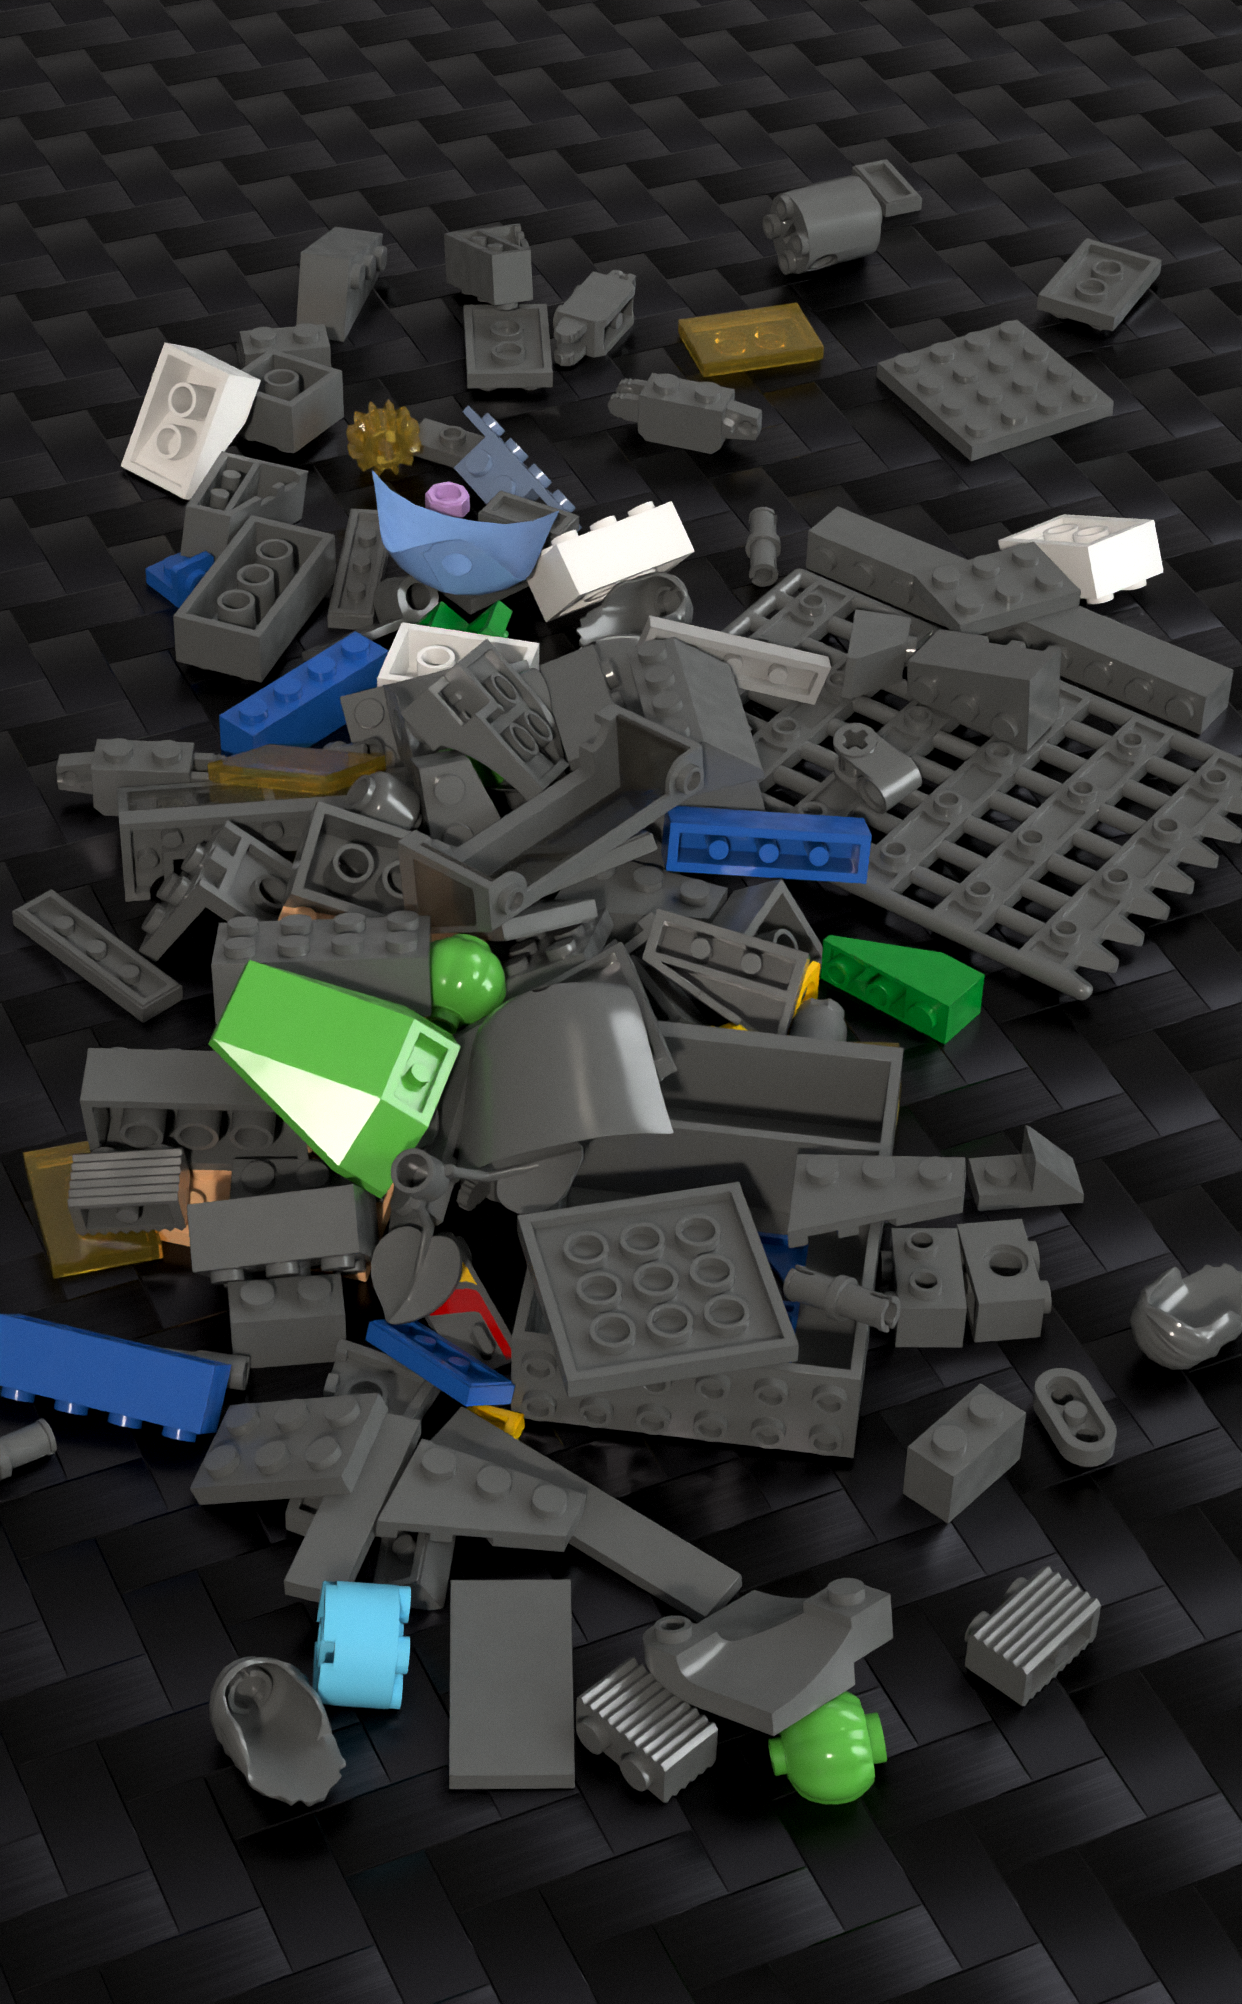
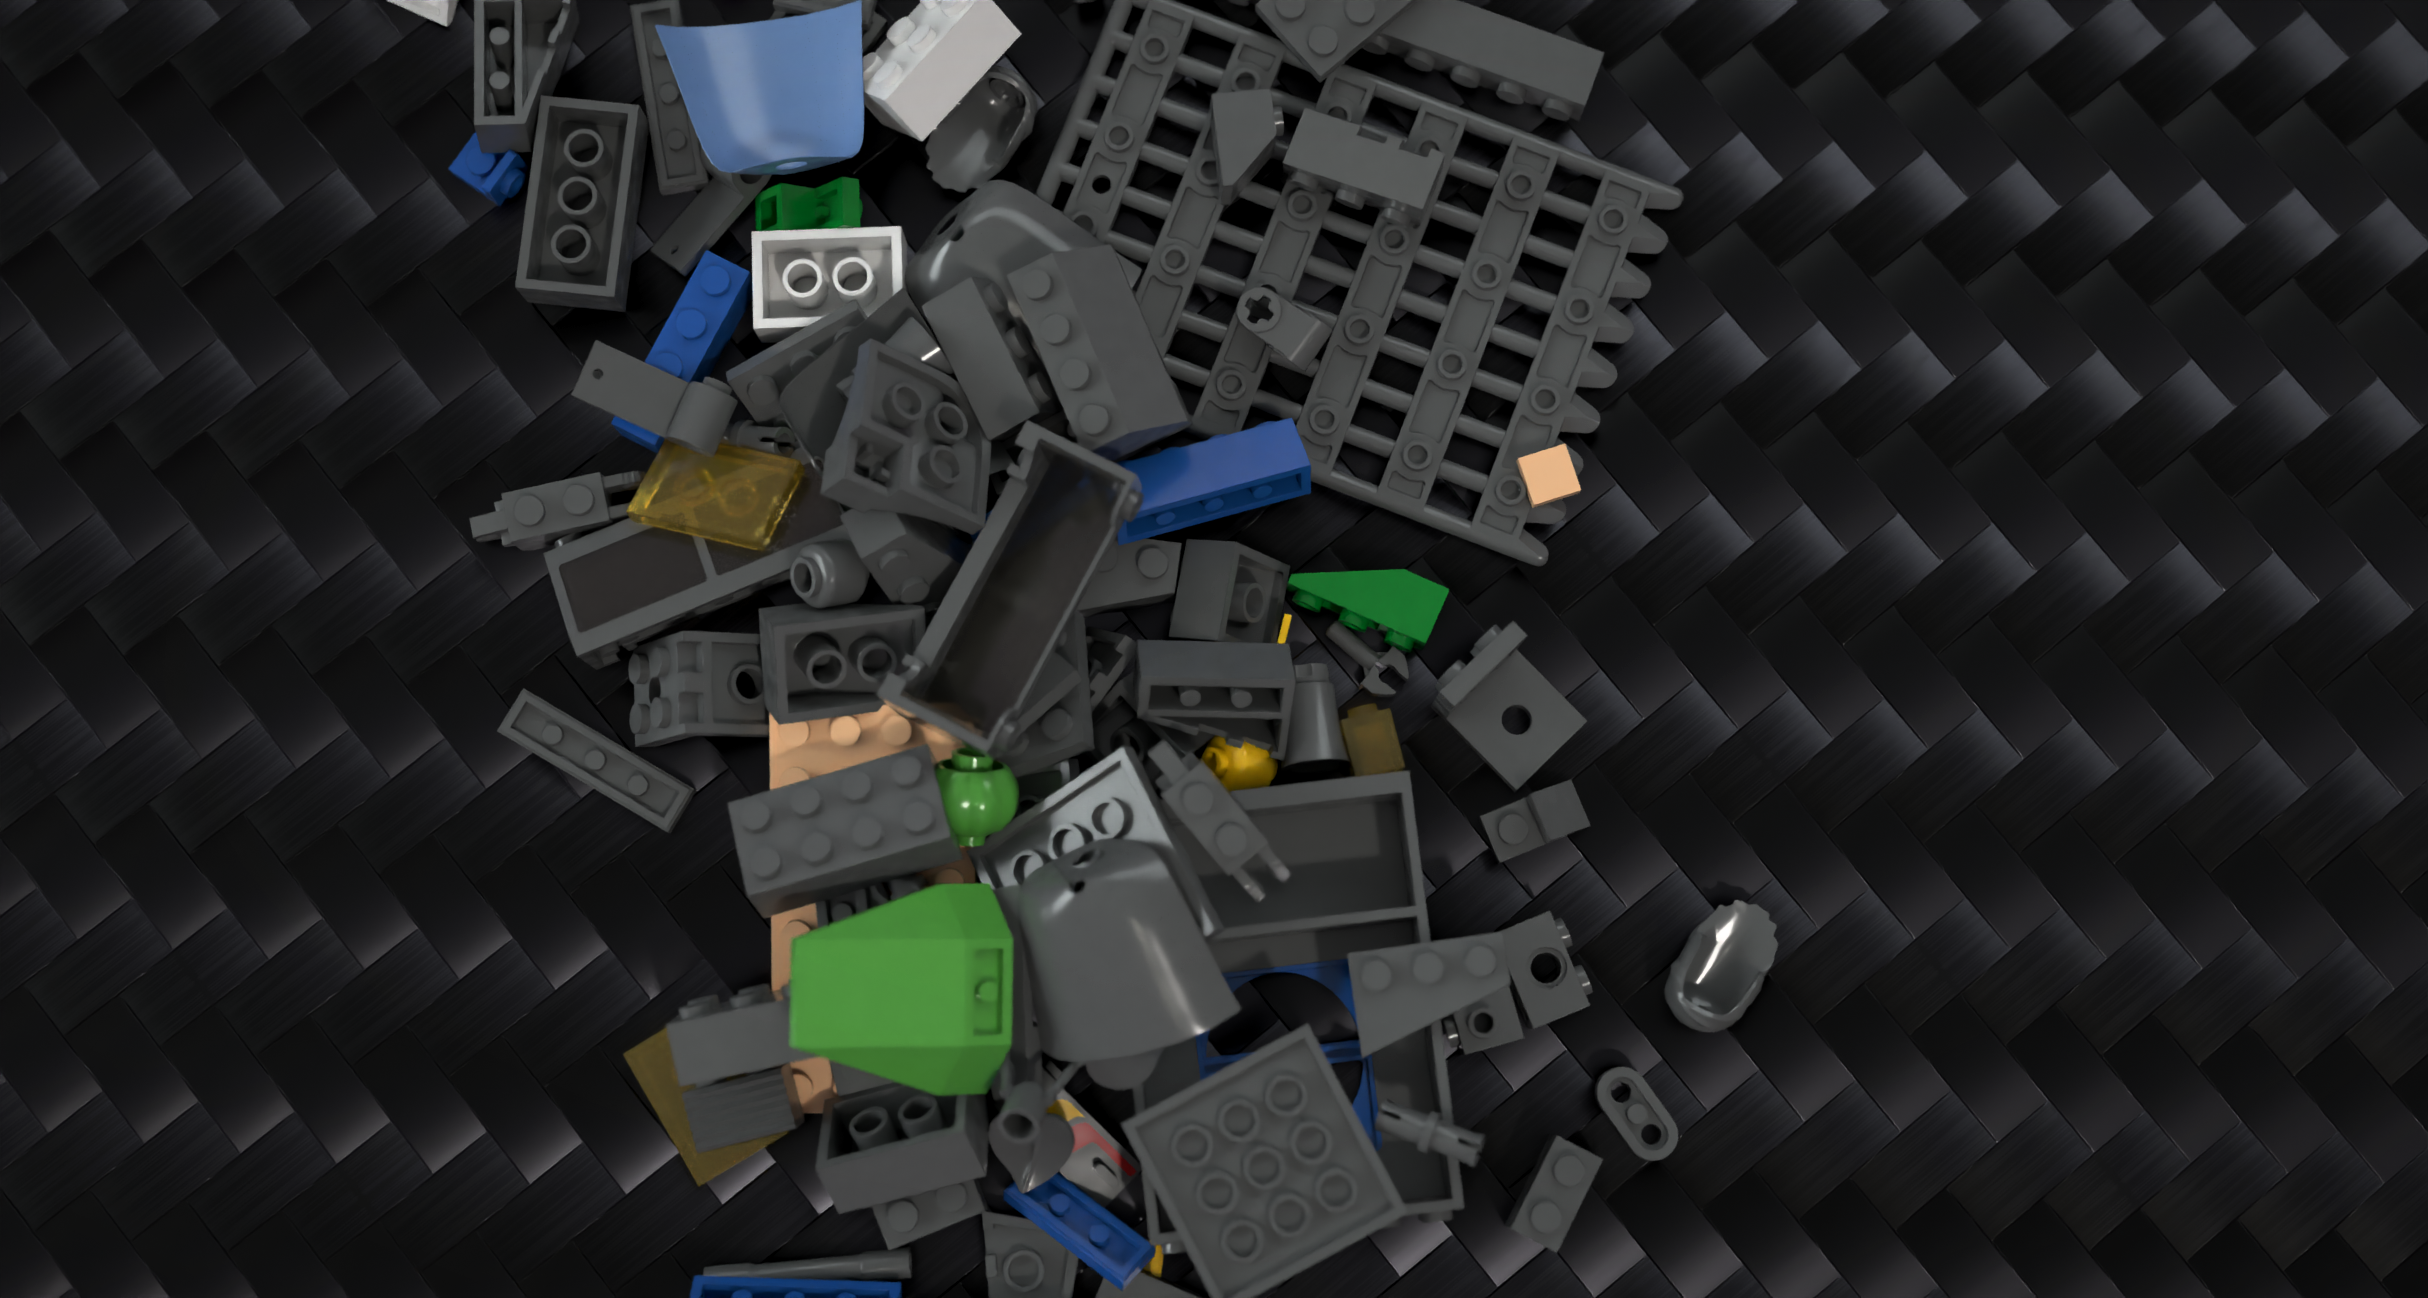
camera: 15 degrees left, 40 degrees up
(268, 699) = (656, 401): none -> dark grey door
(695, 1017) = (1214, 816): none -> dark grey hinge
(753, 663) = (1122, 209): light grey plate -> none
(909, 1037) = (1369, 659): none -> dark grey bar
(999, 1061) = (1497, 679): none -> dark grey bracket
(1106, 923) = (1548, 475): none -> light nougat tile

